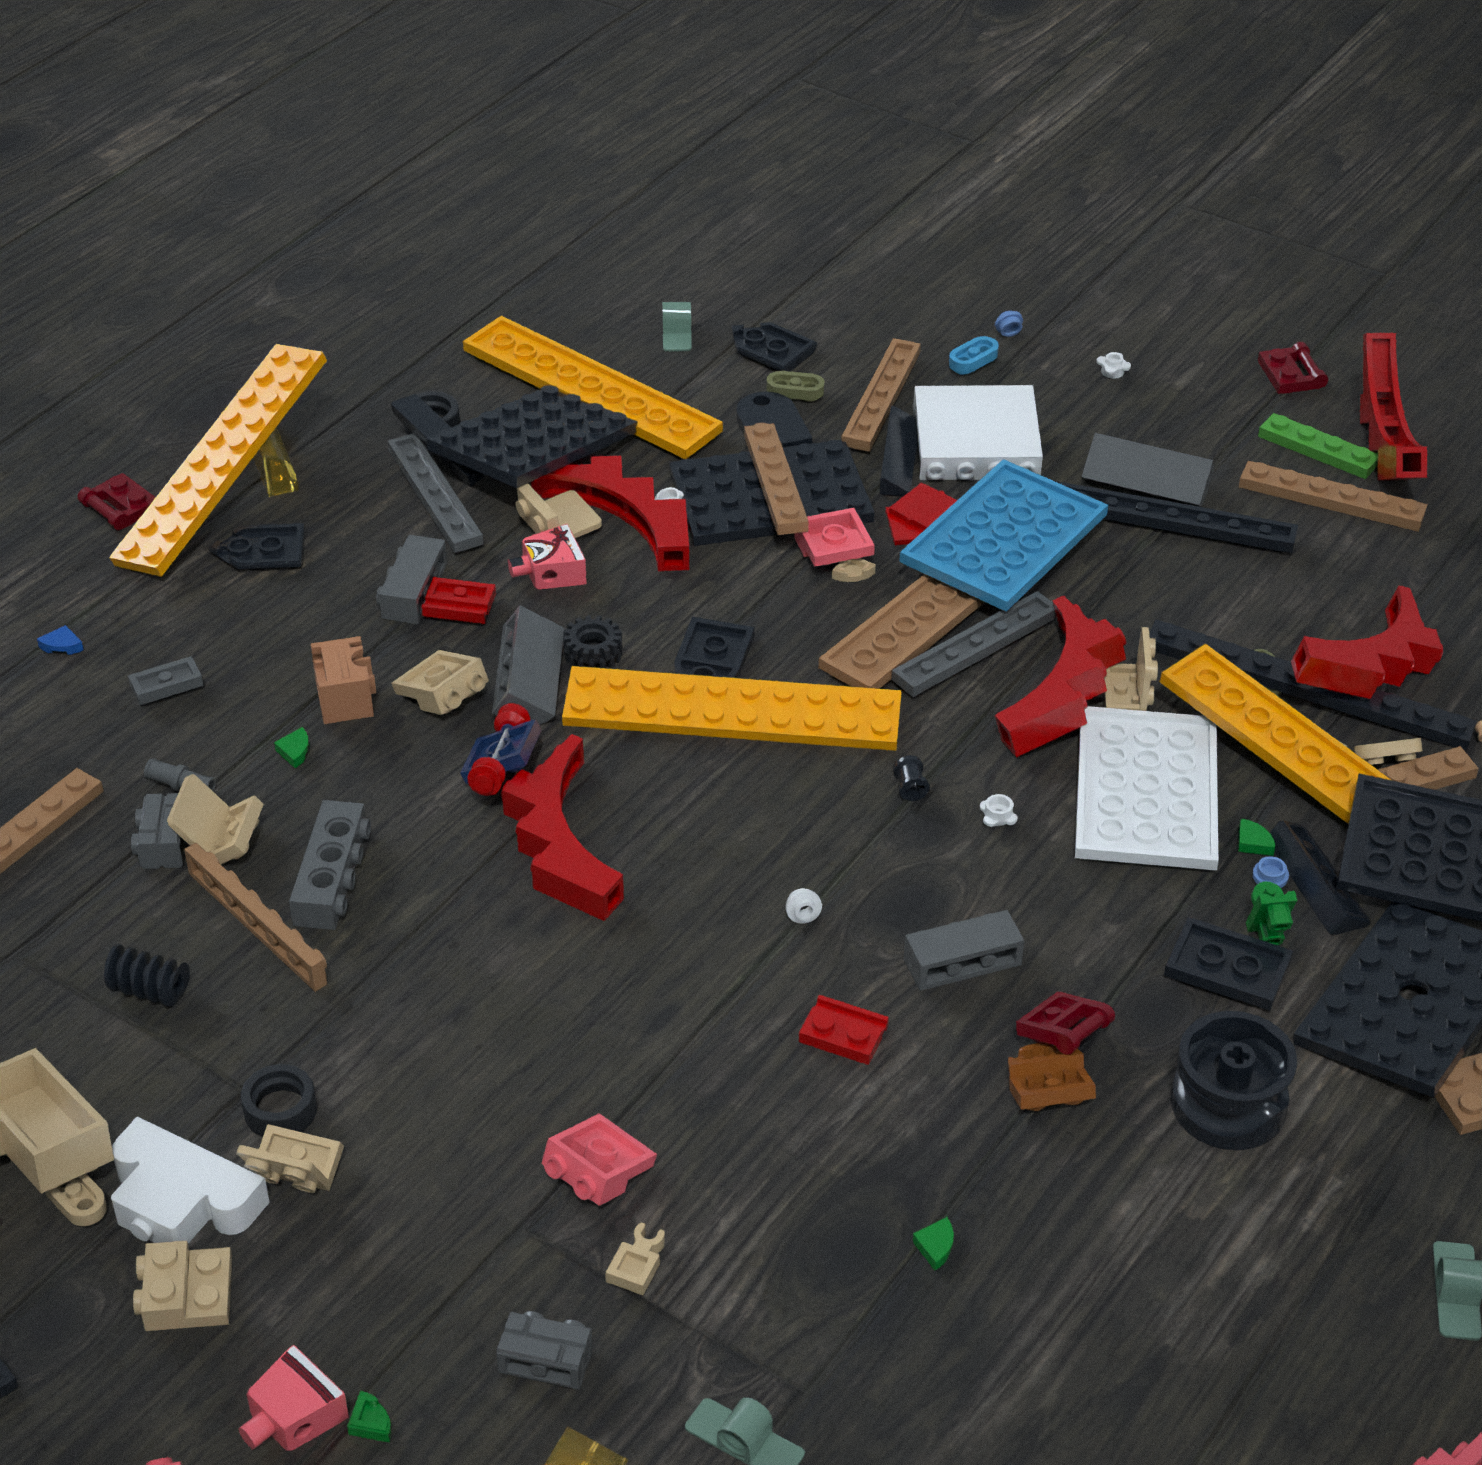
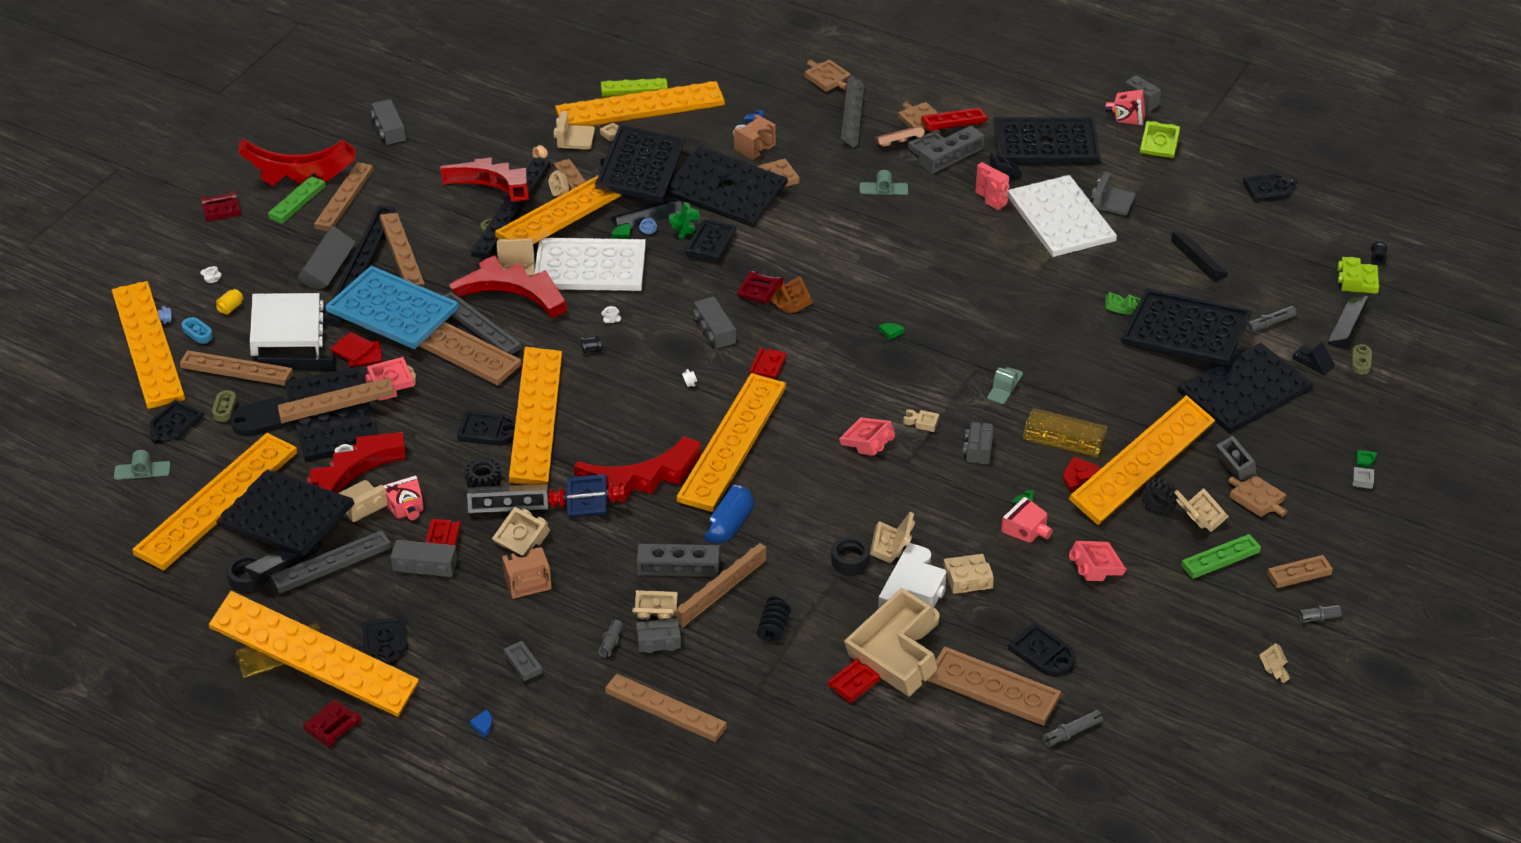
camera: 95 degrees left, 0 degrees up
(293, 747) = (577, 594): green tile -> none
(437, 944) = (730, 514): none -> blue brick
(626, 958) = (731, 443): none -> light orange plate
(948, 315) = (148, 345): none -> light orange plate
(1044, 380) = (229, 301): none -> yellow brick
(1170, 553) = (401, 249): none -> medium nougat plate
(1233, 1080) = (793, 233): black piece -> none

